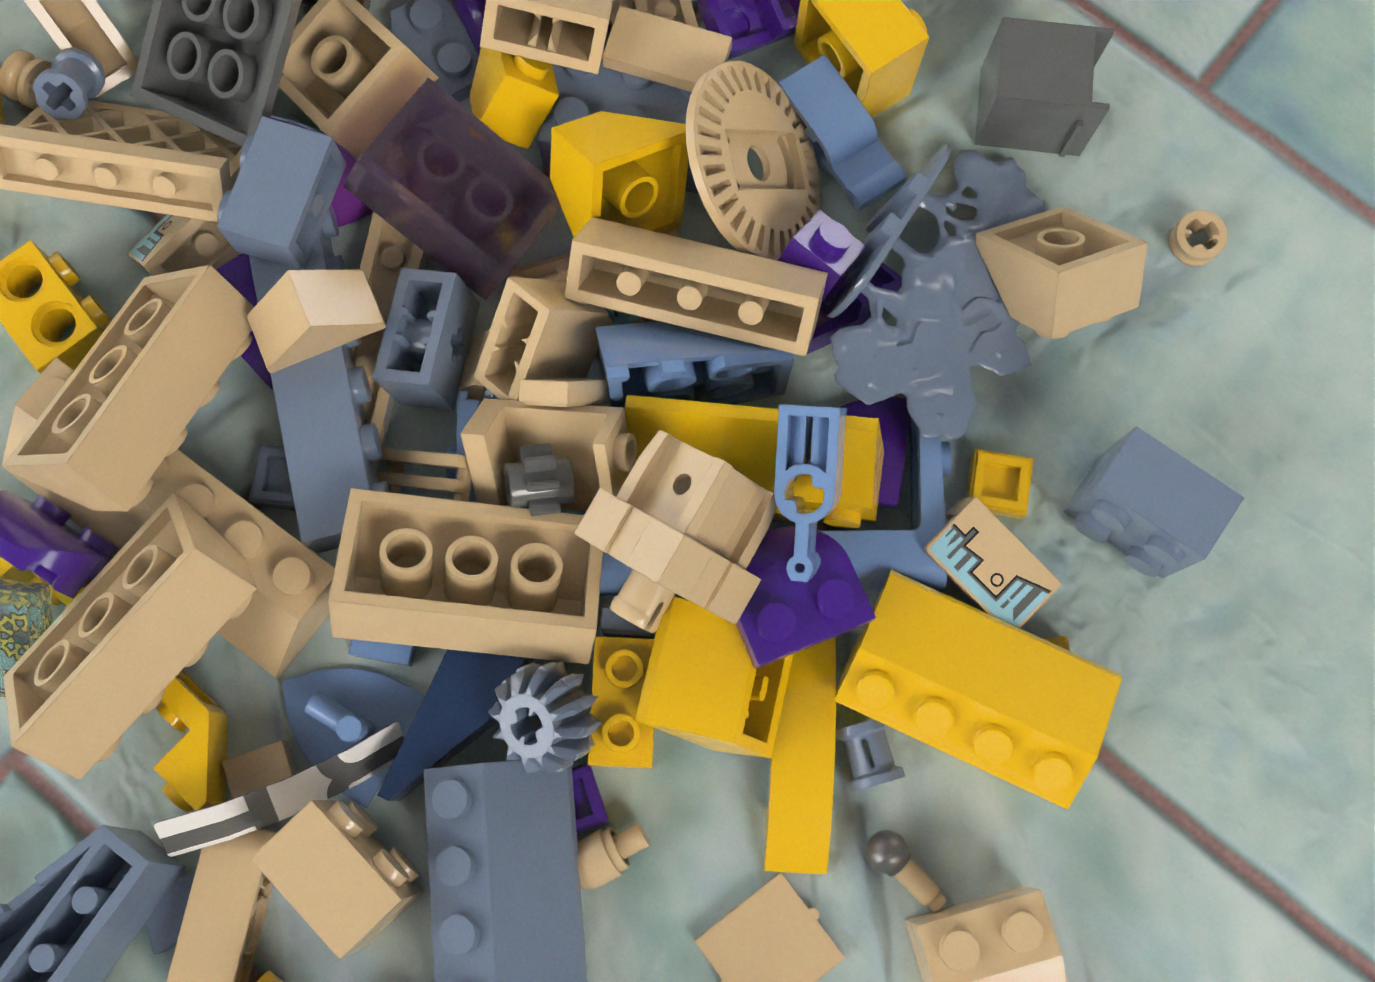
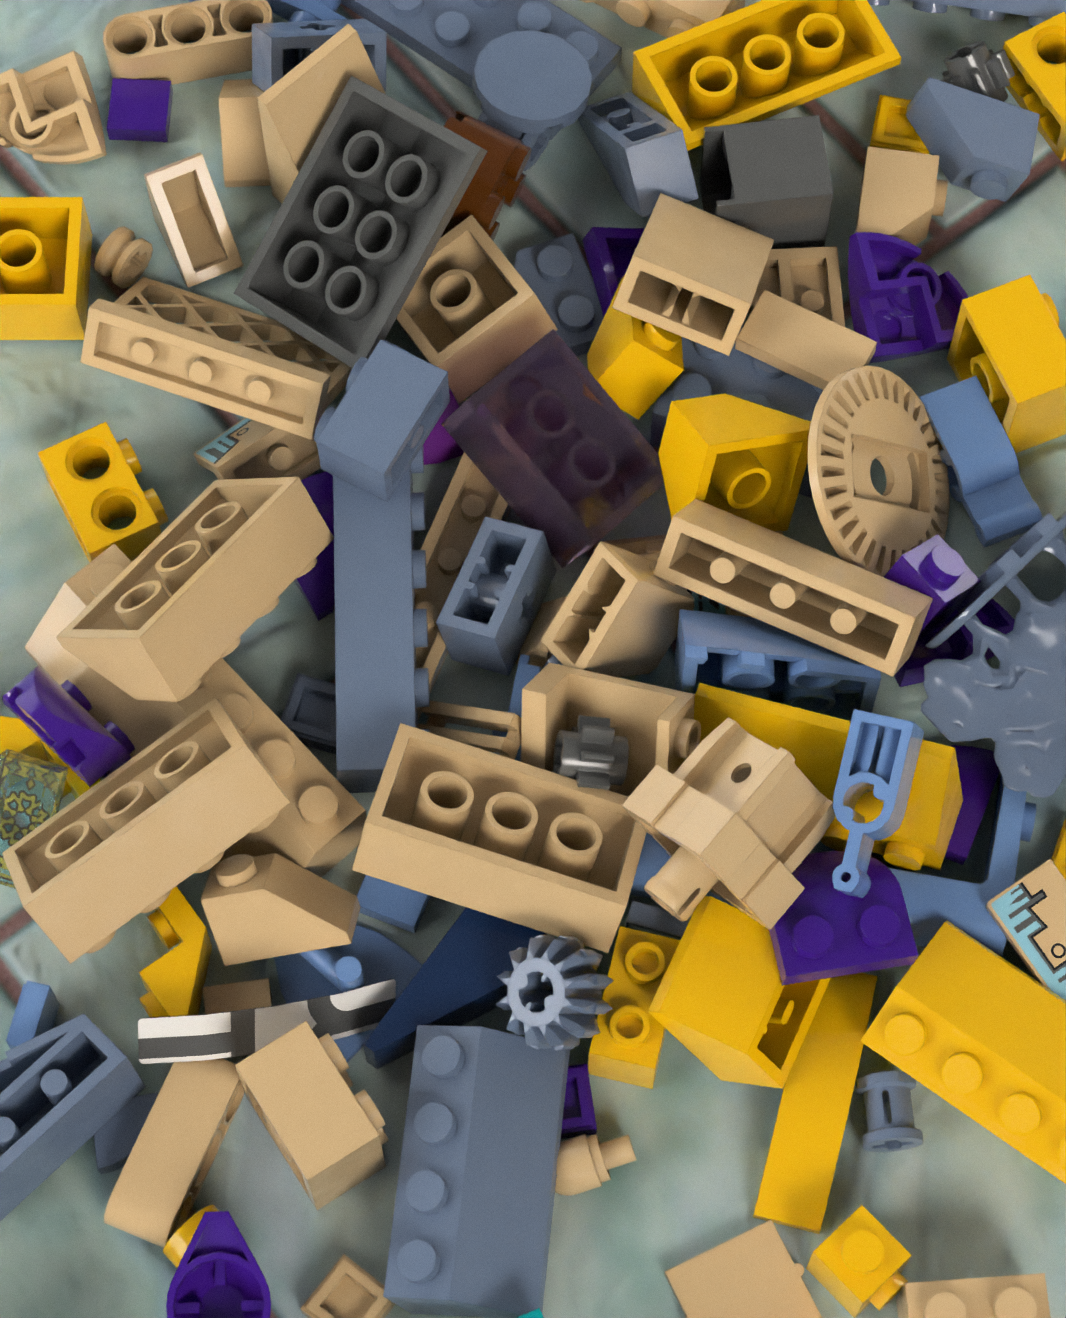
camera: 15 degrees right, 10 degrees down
(64, 826) = (33, 1014): none -> medium blue tile
(69, 84) = (167, 287): sand blue bush -> none
(271, 680) = (274, 909): none -> tan slope
(313, 314) = (390, 546): tan slope -> none
(562, 392) = (633, 668): tan tile -> none
(871, 905) = (860, 1263): none -> yellow brick
(890, 855) = (898, 1221): piece -> none

